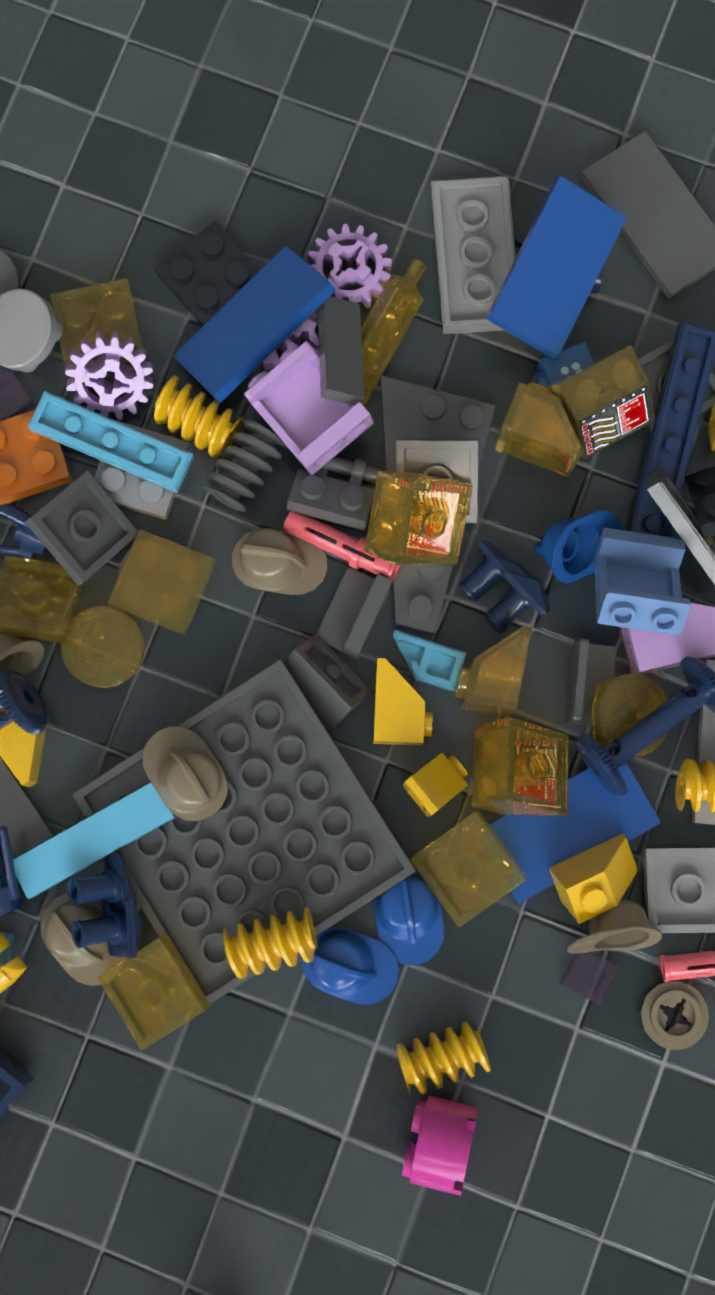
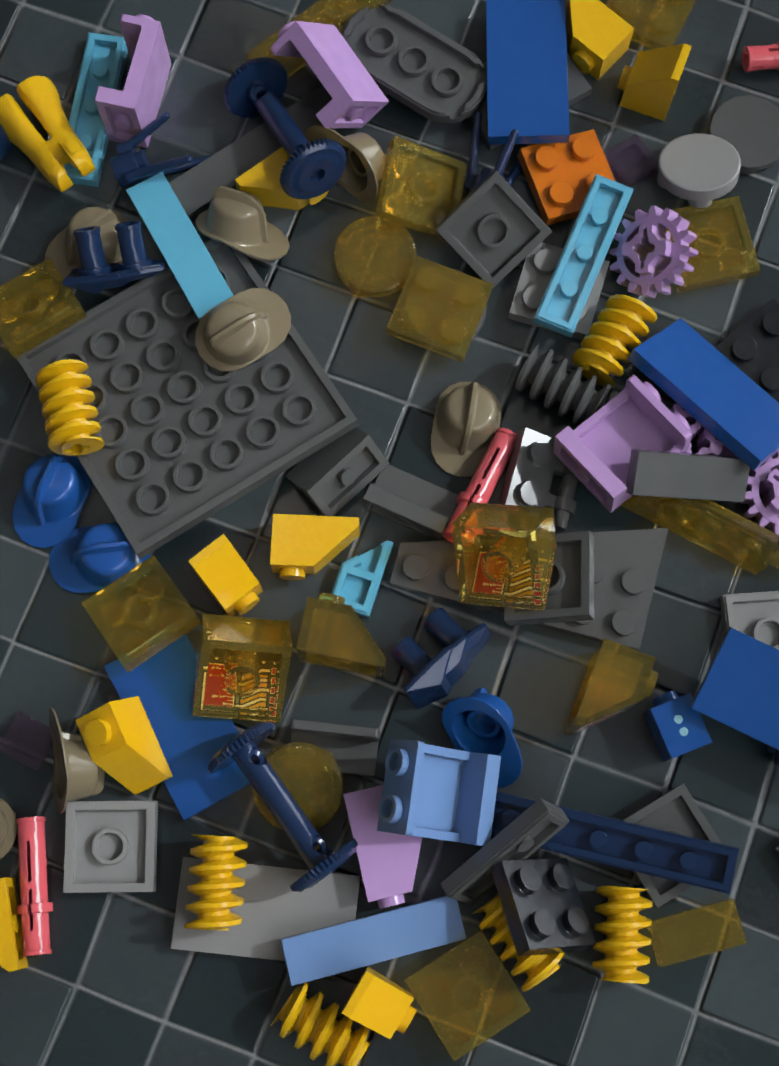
camera: 90 degrees right, 5 degrees down
(68, 780) = (241, 223): none -> dark tan piece
(606, 399) = (642, 758): clear yellow slope -> none

